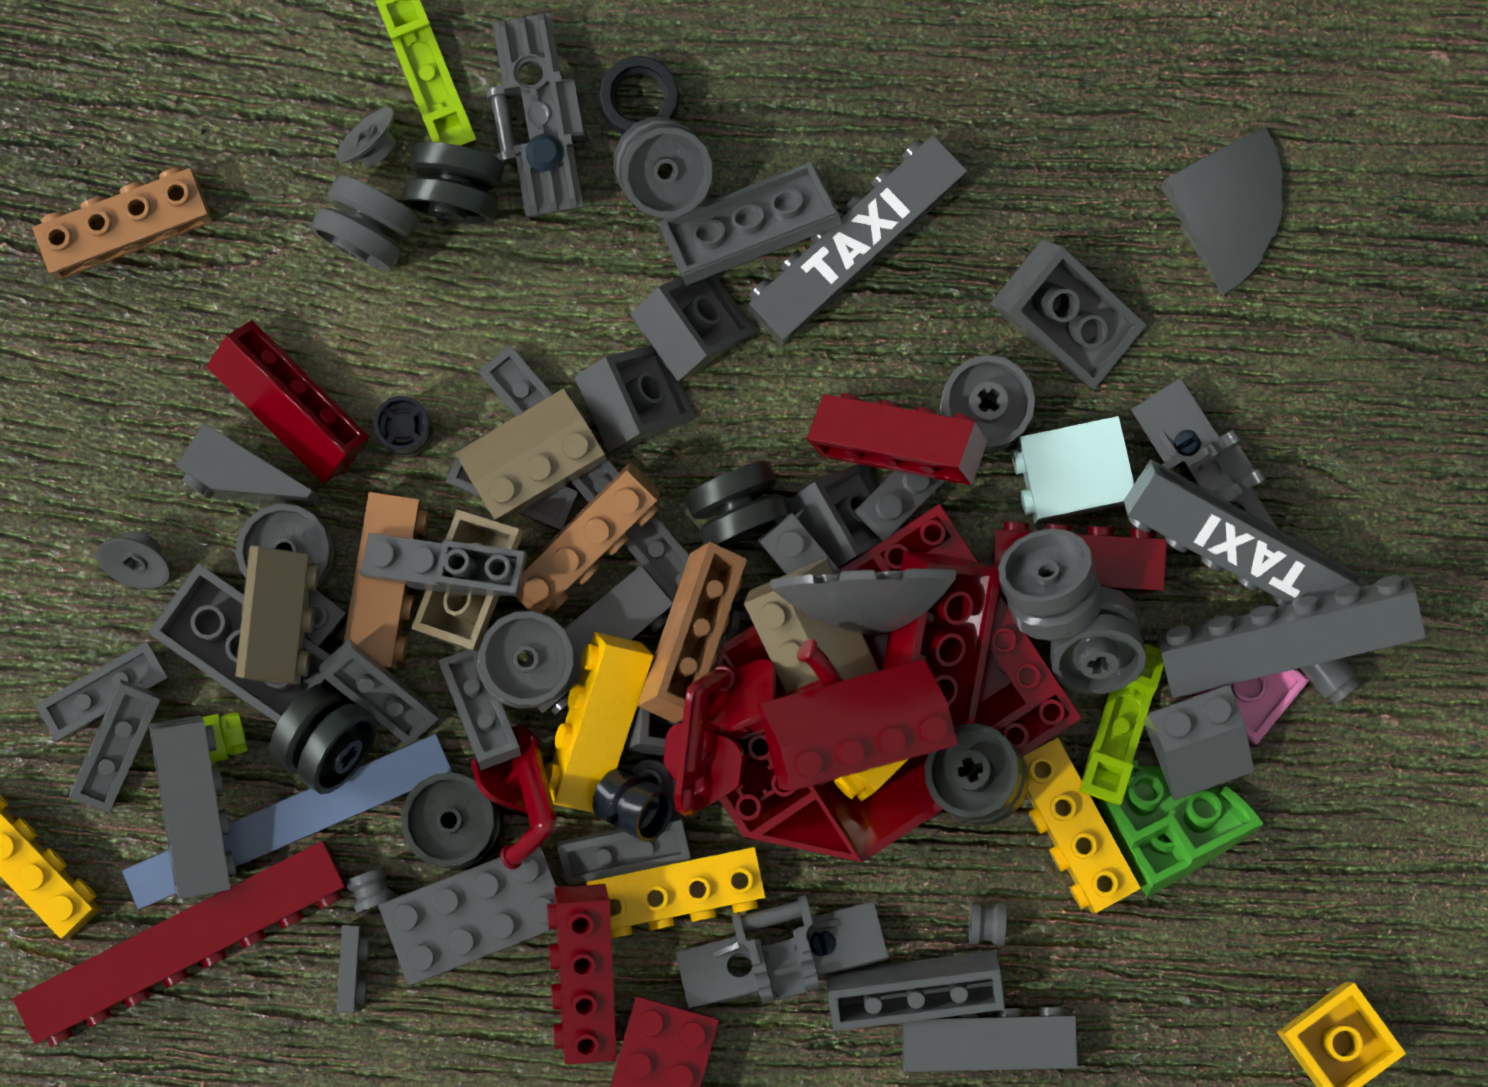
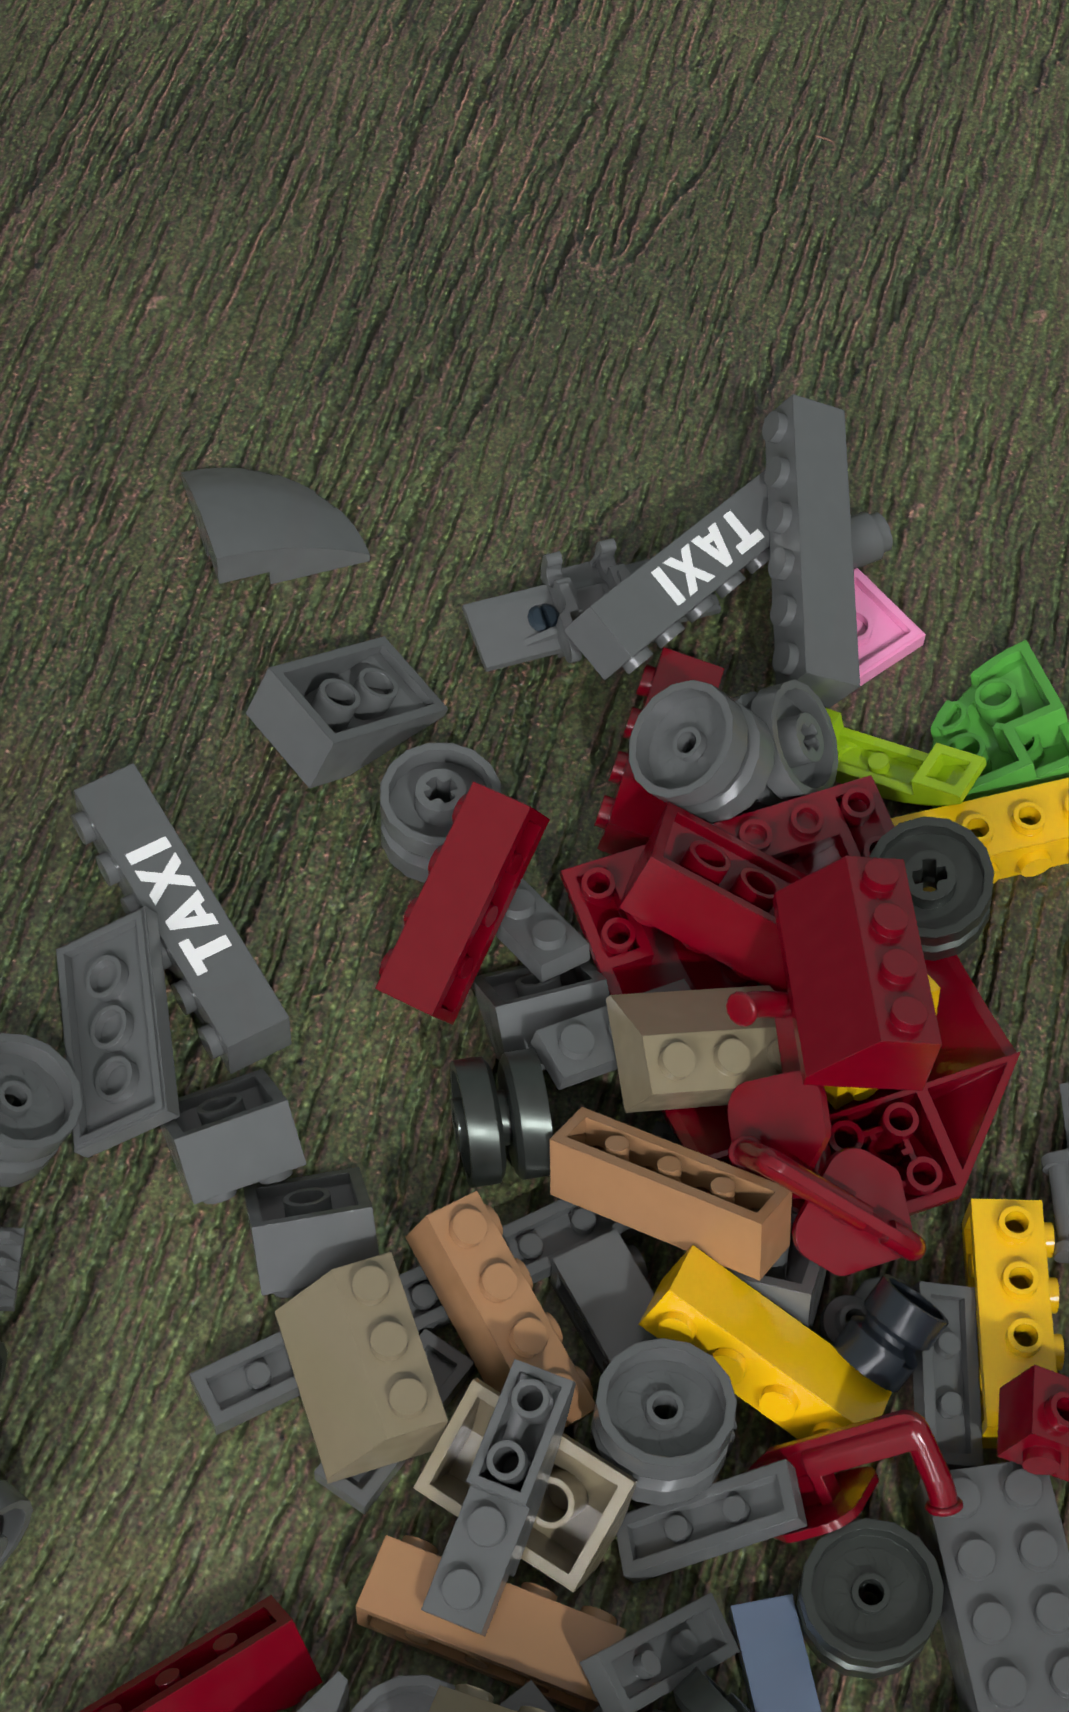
camera: 80 degrees left, 25 degrees down
(403, 426) = (268, 1545): black wheel -> none
(866, 599) = (685, 937): dark grey brick -> none
(1073, 470) = (549, 739): light aqua brick -> none
(1200, 742) = (916, 674): dark grey slope -> none

